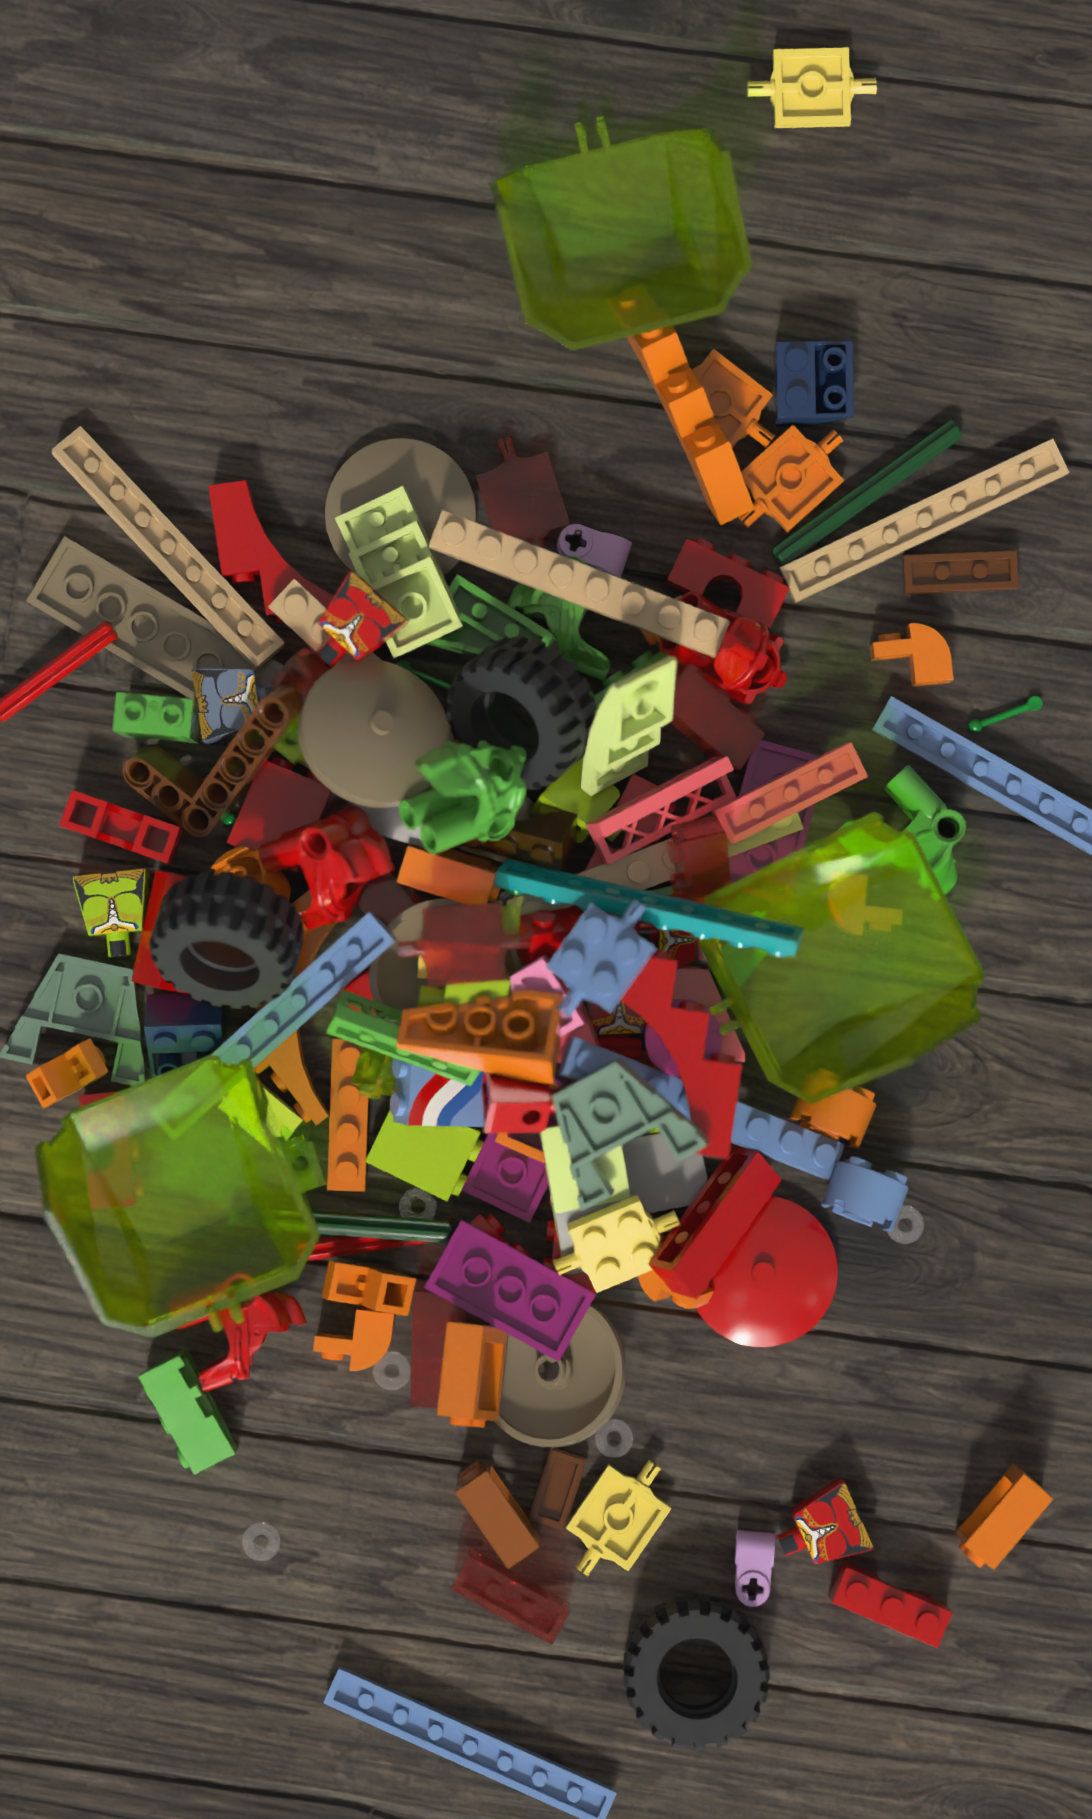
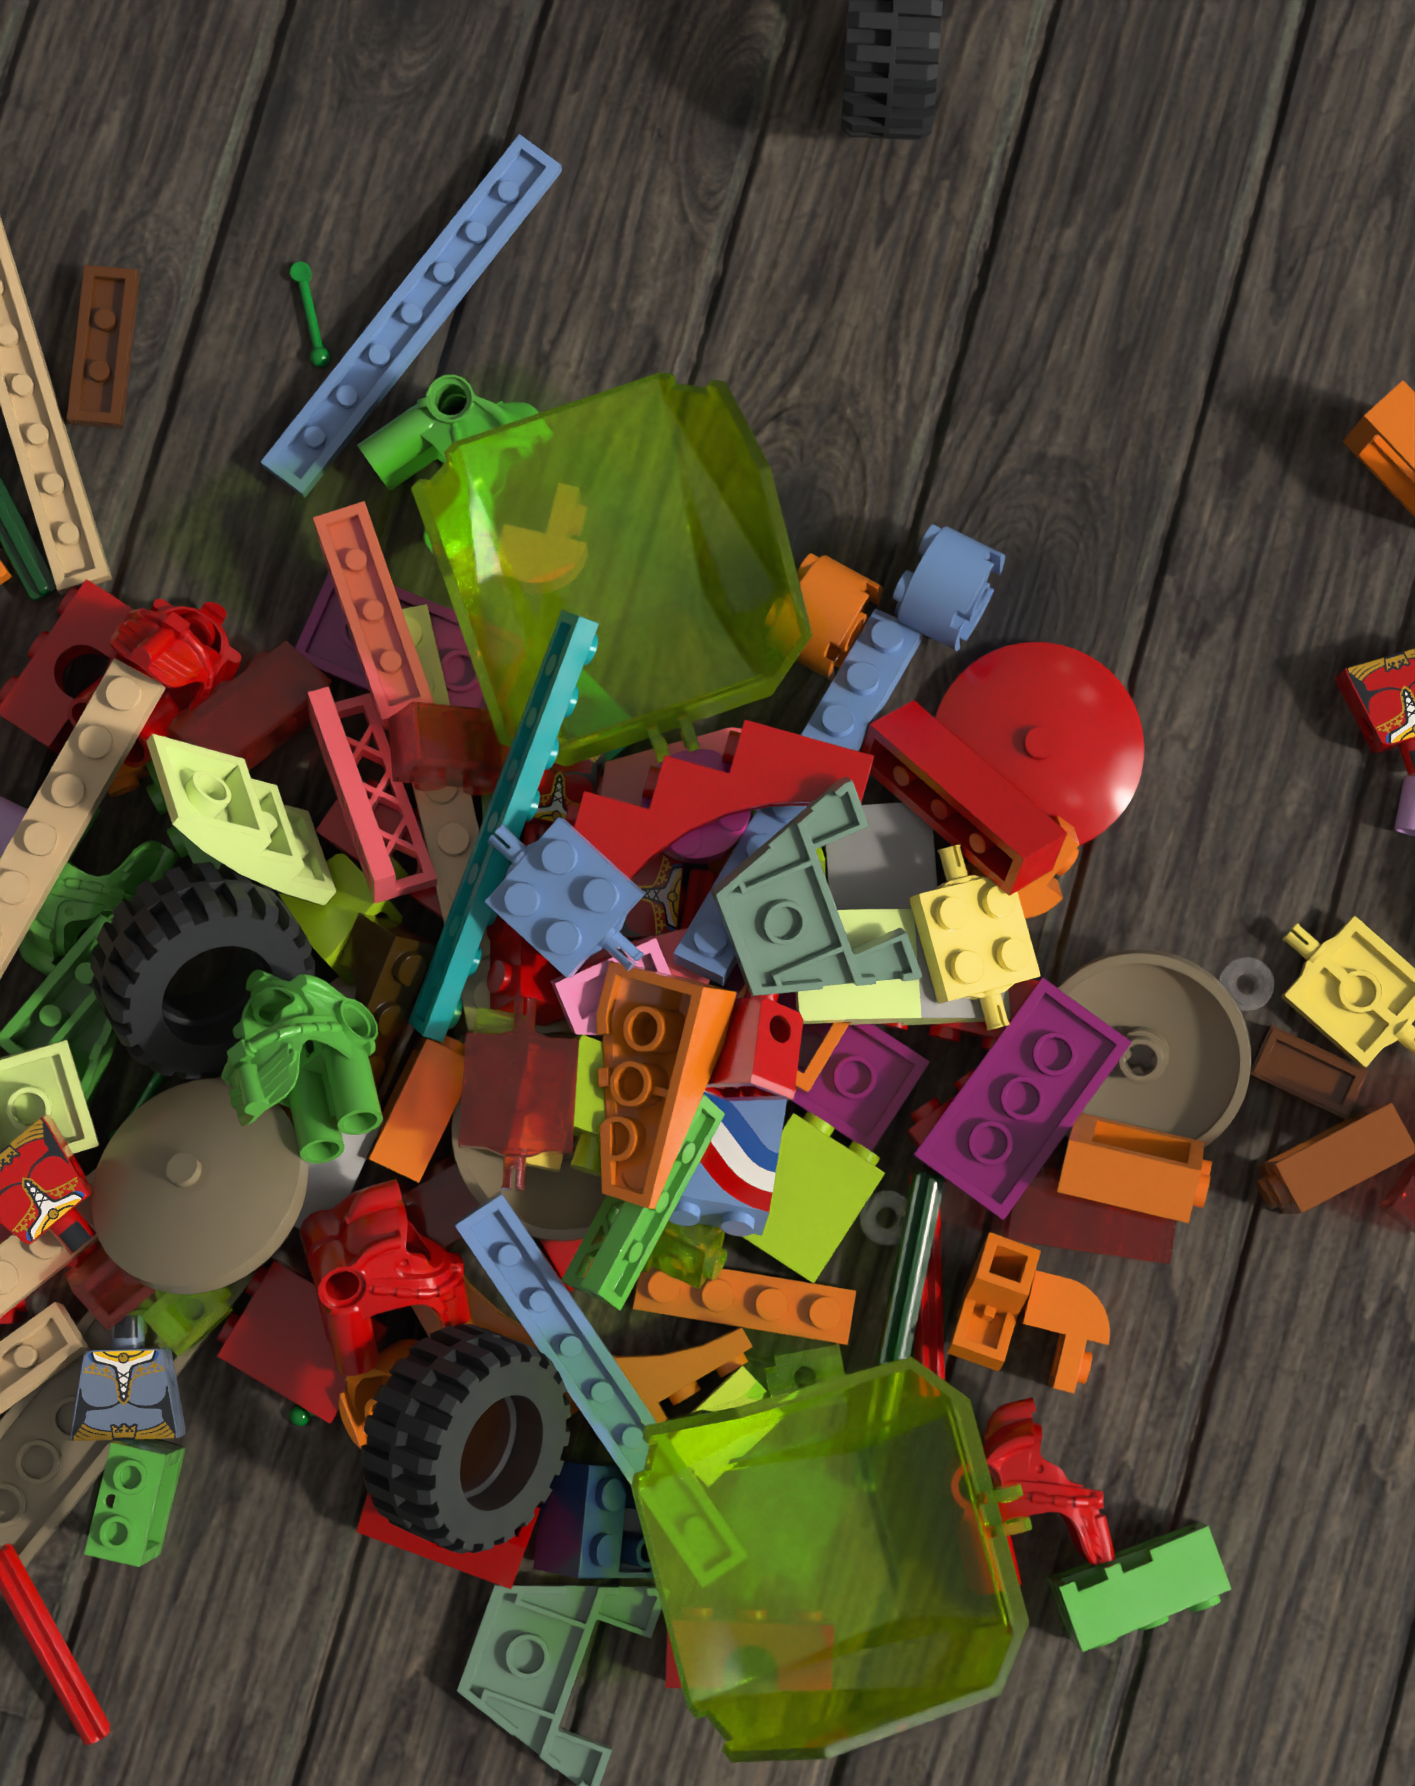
camera: 90 degrees left, 5 degrees down
(67, 1073) = (631, 1699): orange brick -> none
(114, 905) = (399, 1600): torso -> none
(121, 827) = (287, 1574): red arch -> none
(235, 777) = (225, 1407): reddish brown beam -> none
(258, 1553) = (1353, 1505): clear plate -> none
(387, 1382) = (1132, 1285): clear plate -> none
(915, 1230) = (1008, 530): clear plate -> none
(927, 654) = (207, 407): orange brick -> none

